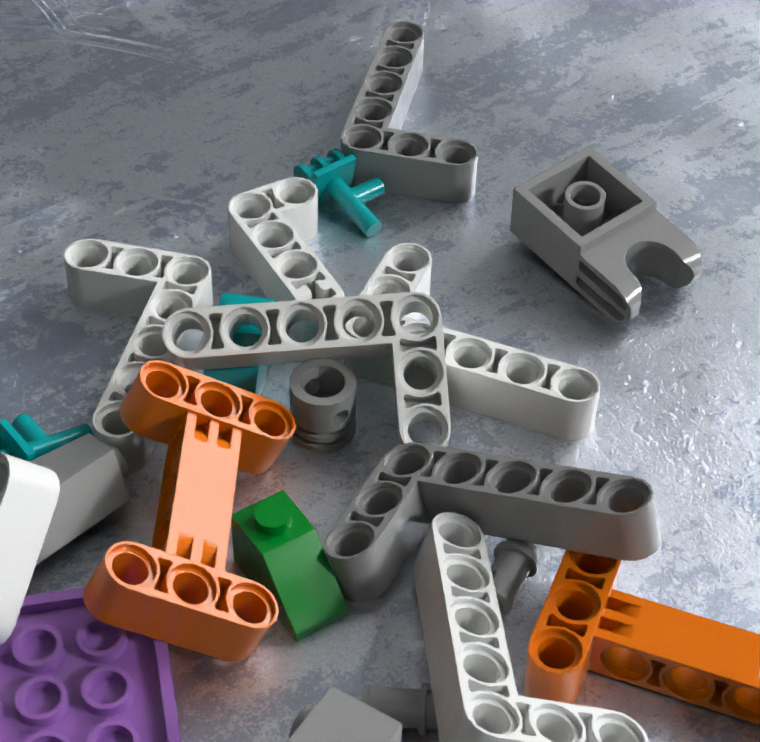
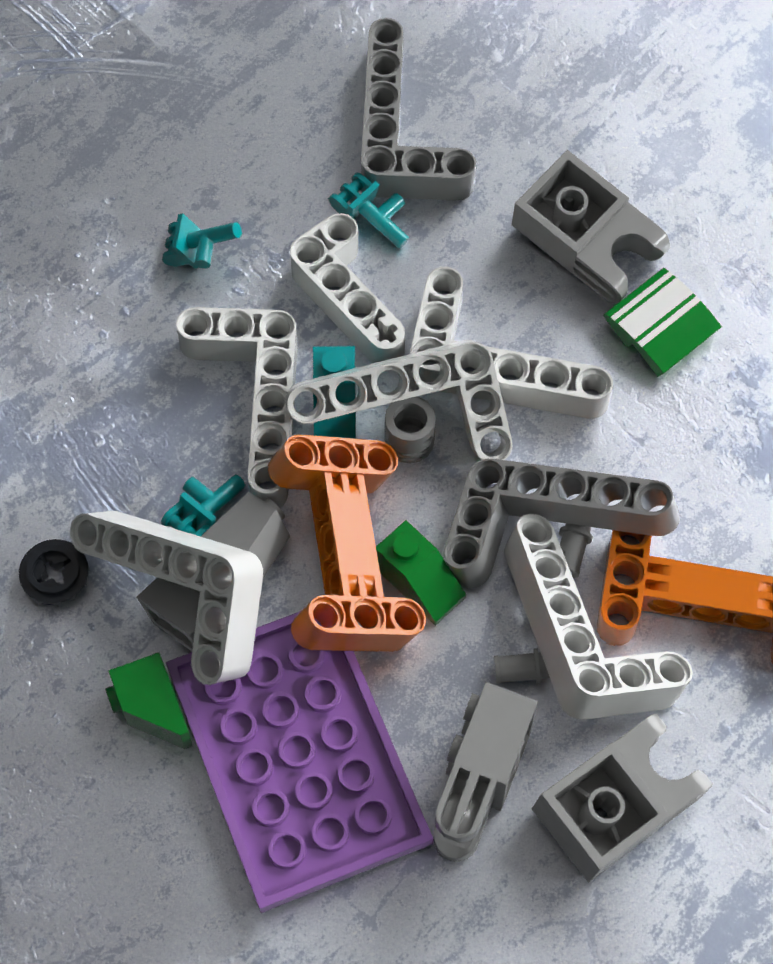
camera: 10 degrees left, 20 degrees up
(116, 190) = (195, 246): none -> teal arm
(681, 347) = (662, 321): none -> green slope

